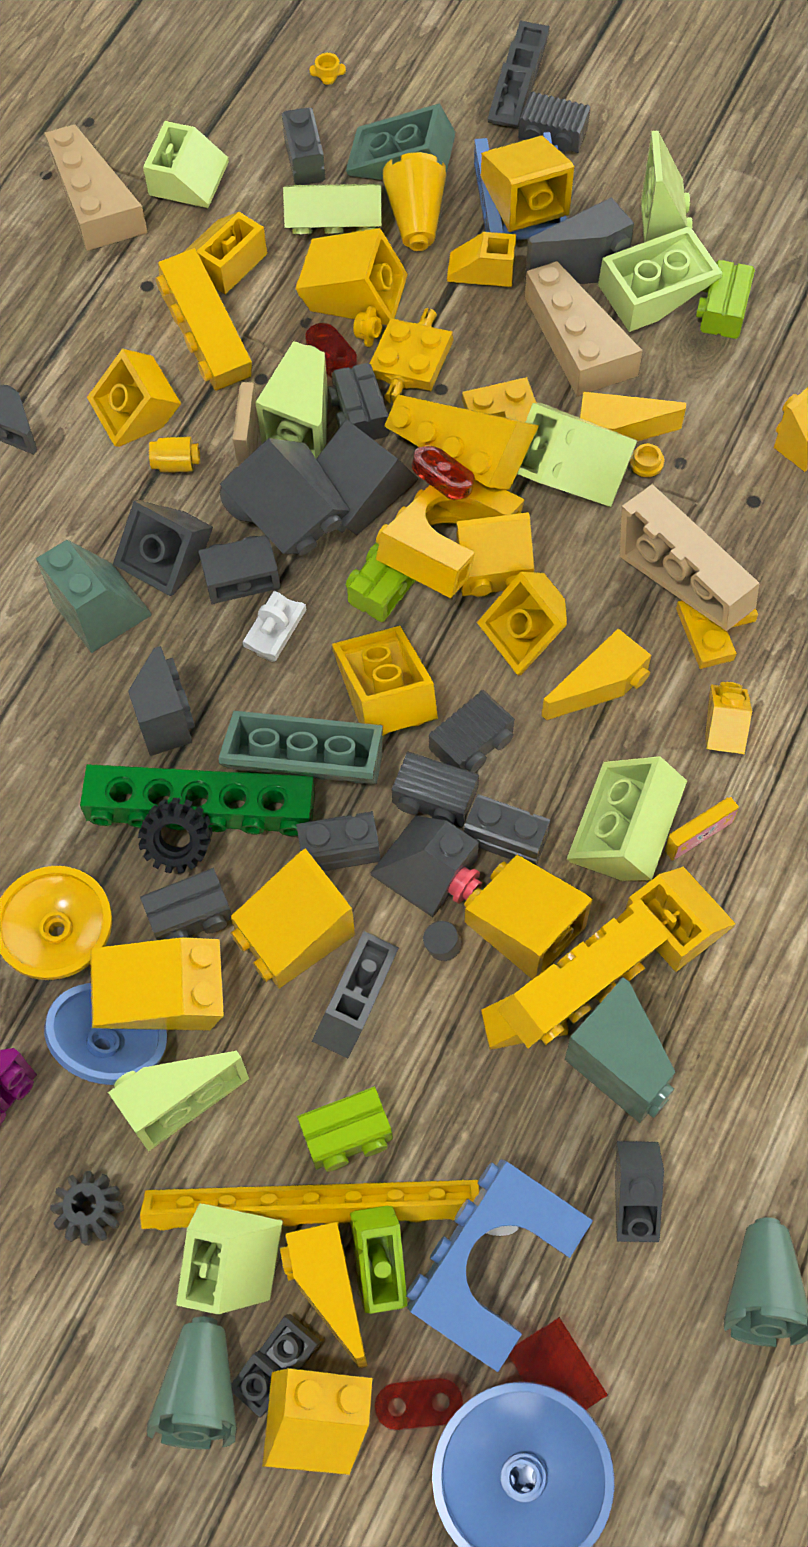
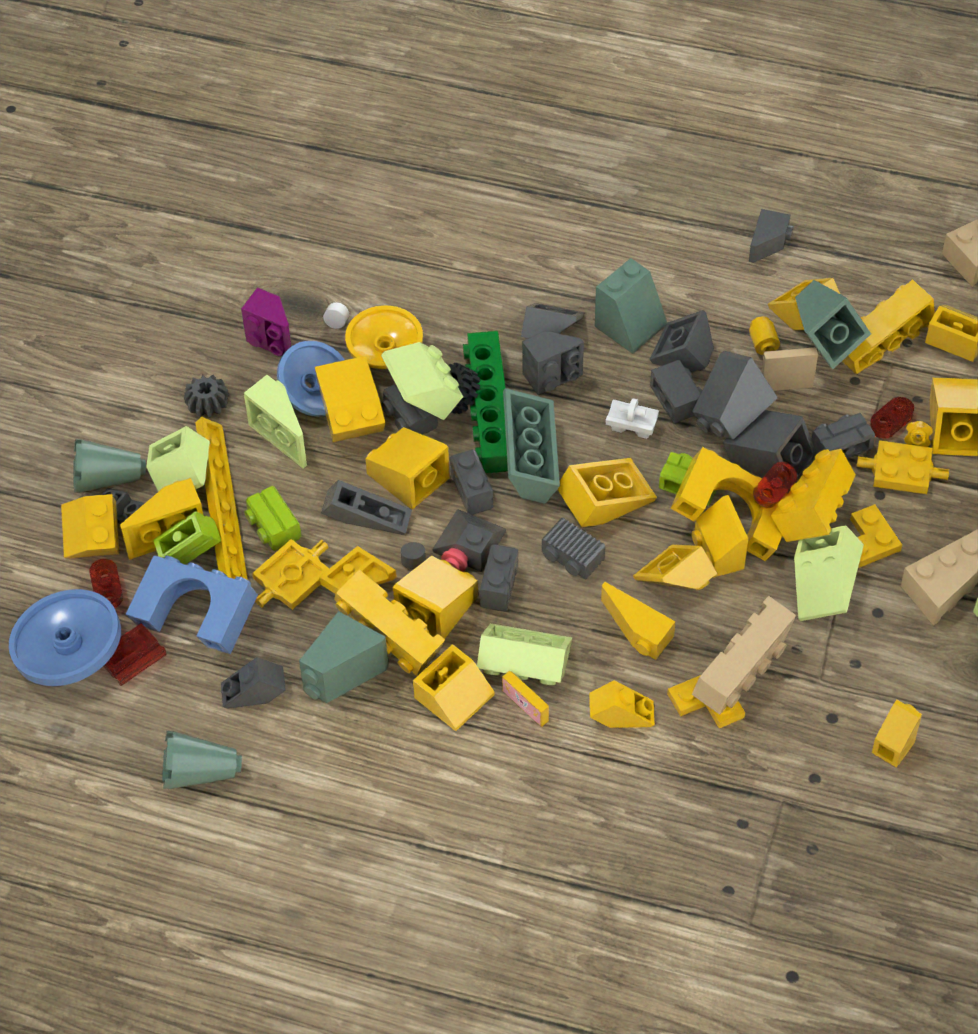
camera: 80 degrees right, 10 degrees down
(79, 699) = (548, 318): none -> dark grey slope
(159, 869) = (423, 378): none -> yellowish green slope
(201, 358) = (830, 322): none -> sand green slope
(296, 399) = (825, 393): yellowish green slope -> none
(434, 789) = (525, 530): dark grey brick -> none
(447, 1113) = (290, 574): none -> yellow plate
(464, 1020) = (356, 560): none -> yellow wing
(632, 415) = (875, 611): yellow slope -> none
(647, 460) = (846, 635): yellow plate -> none

